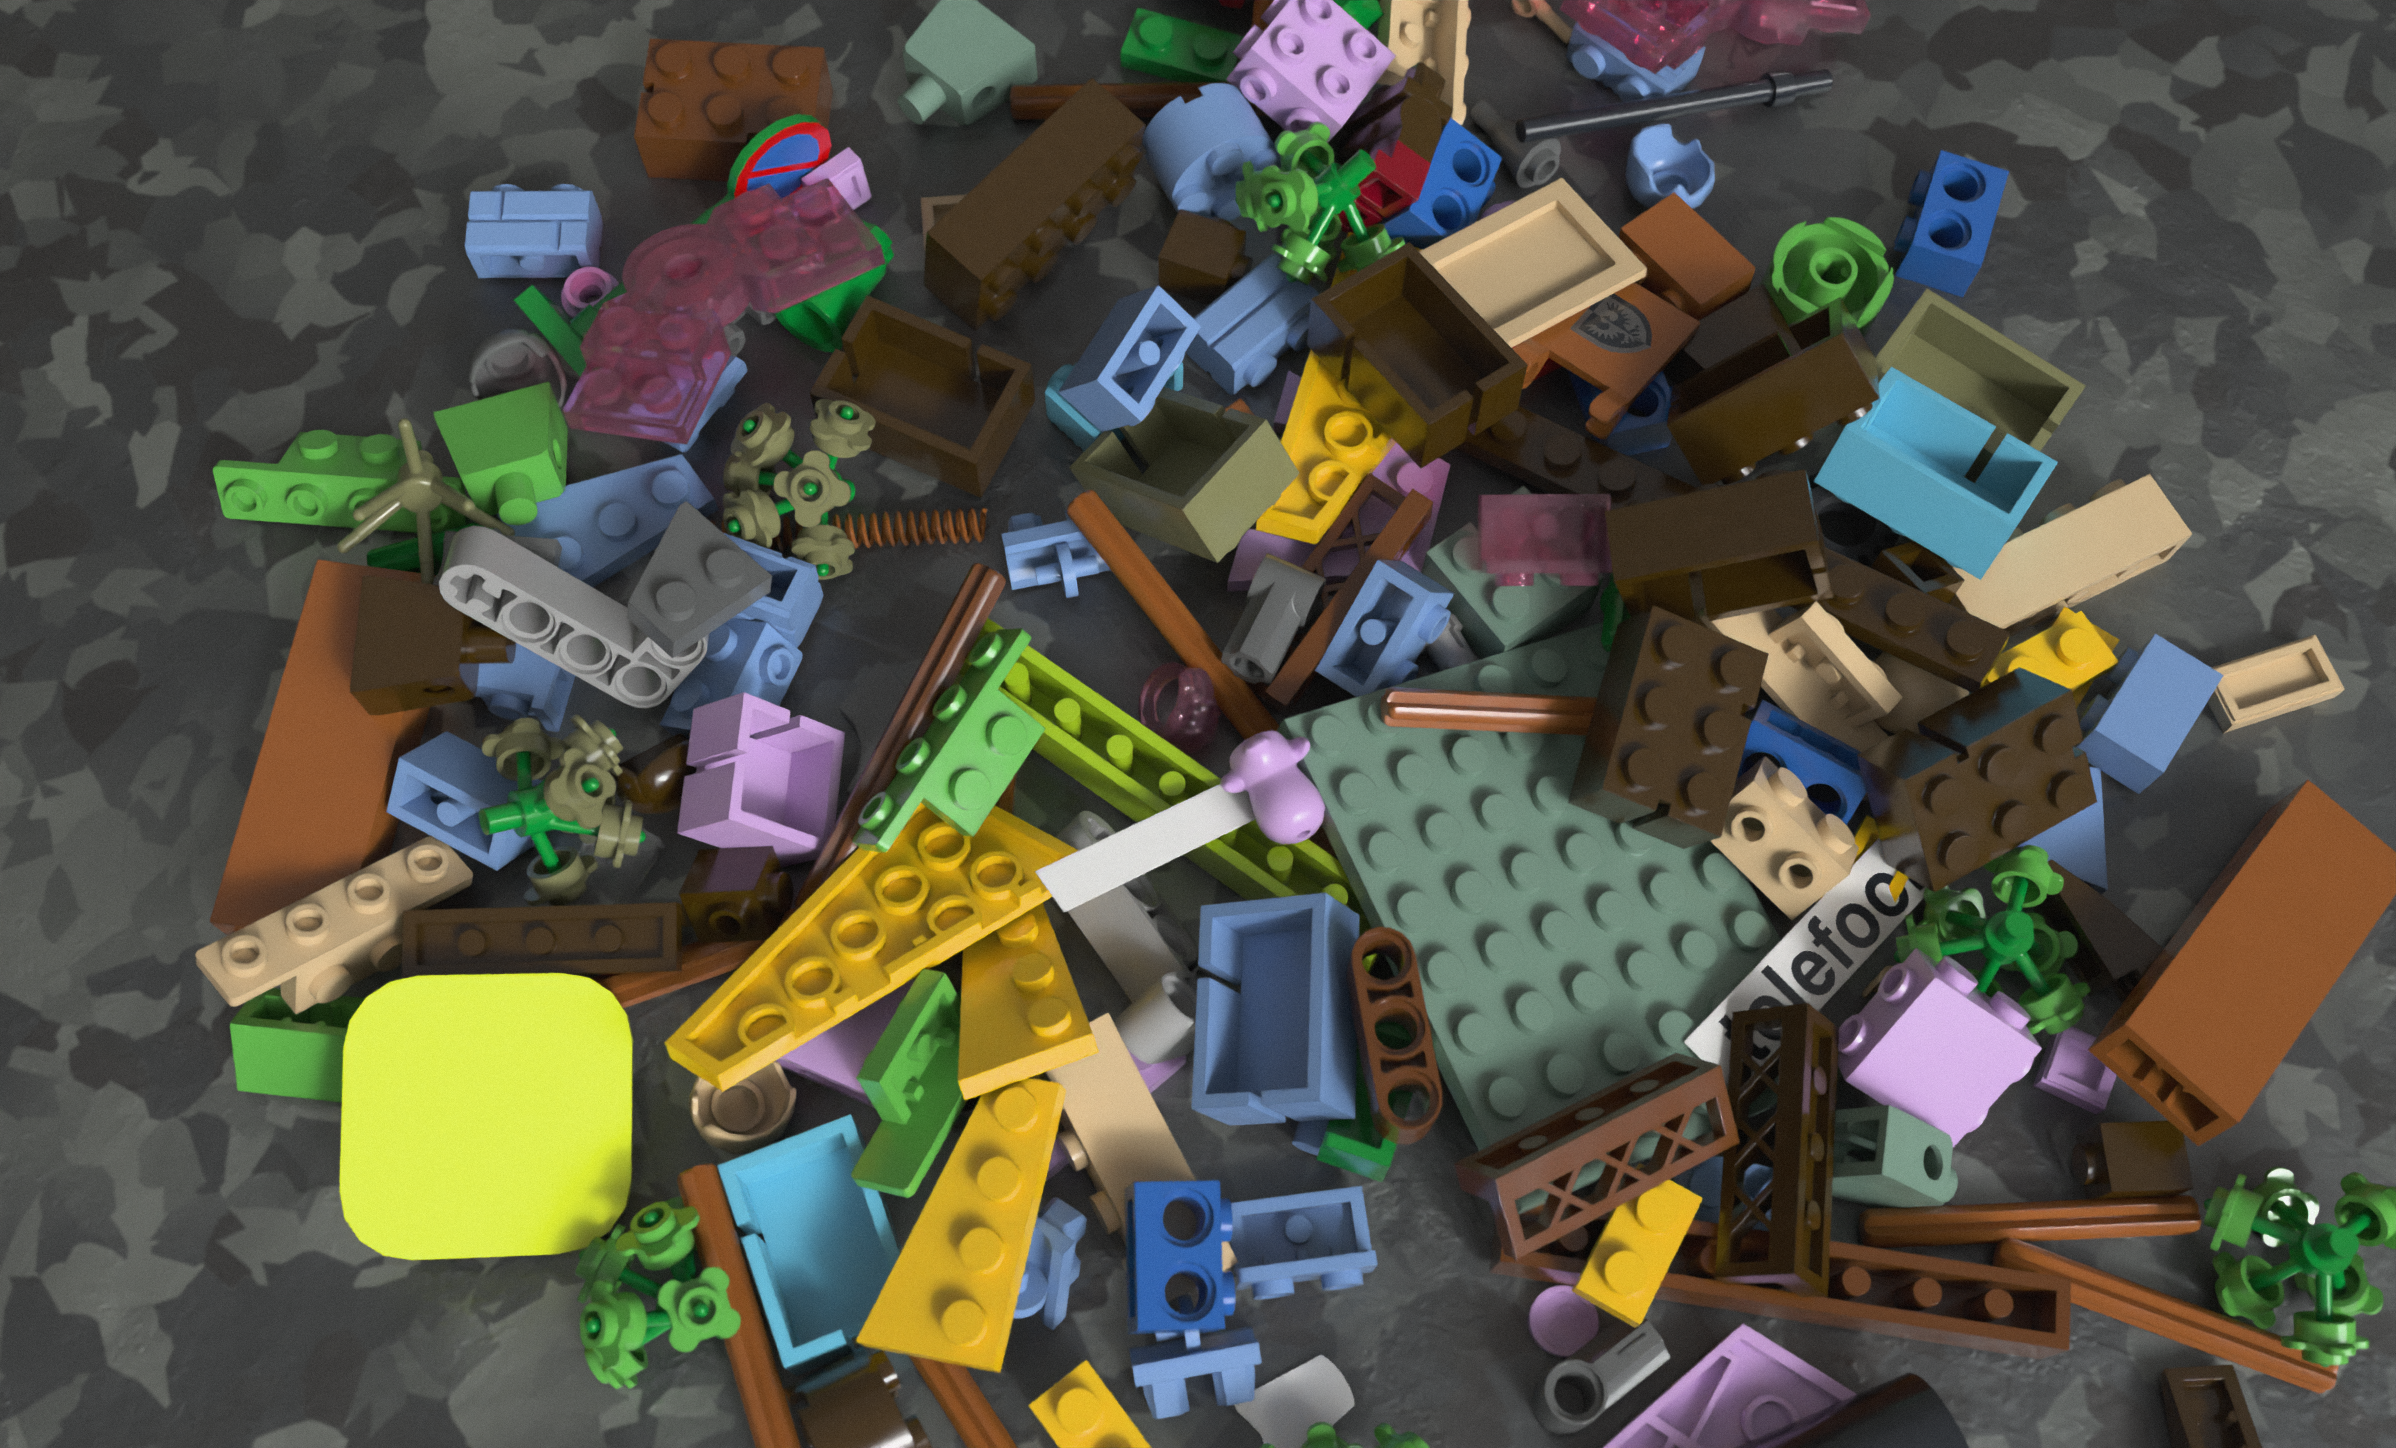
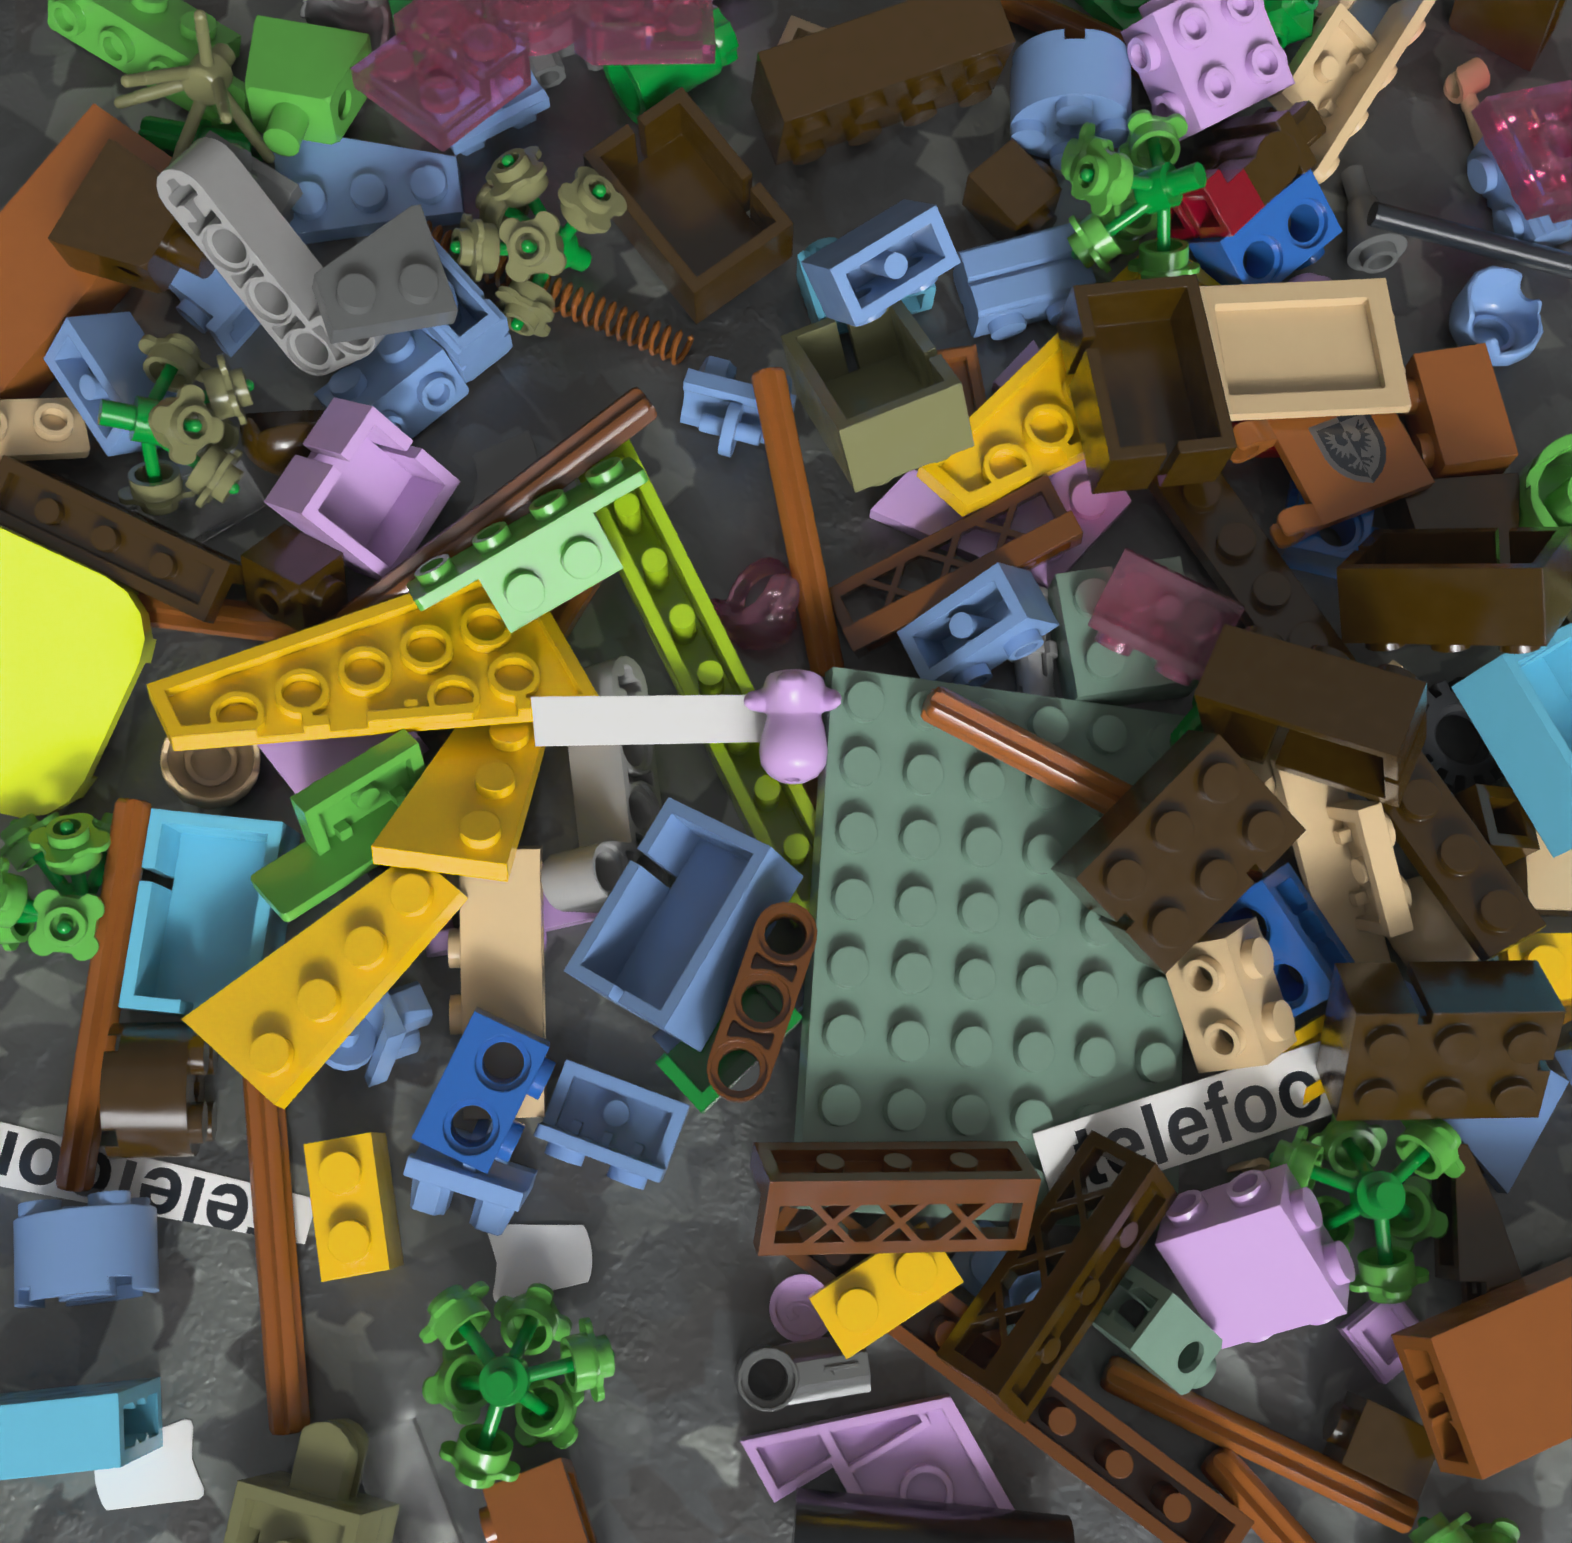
camera: 25 degrees right, 10 degrees up
(1277, 606) = (896, 555): dark grey piece -> none

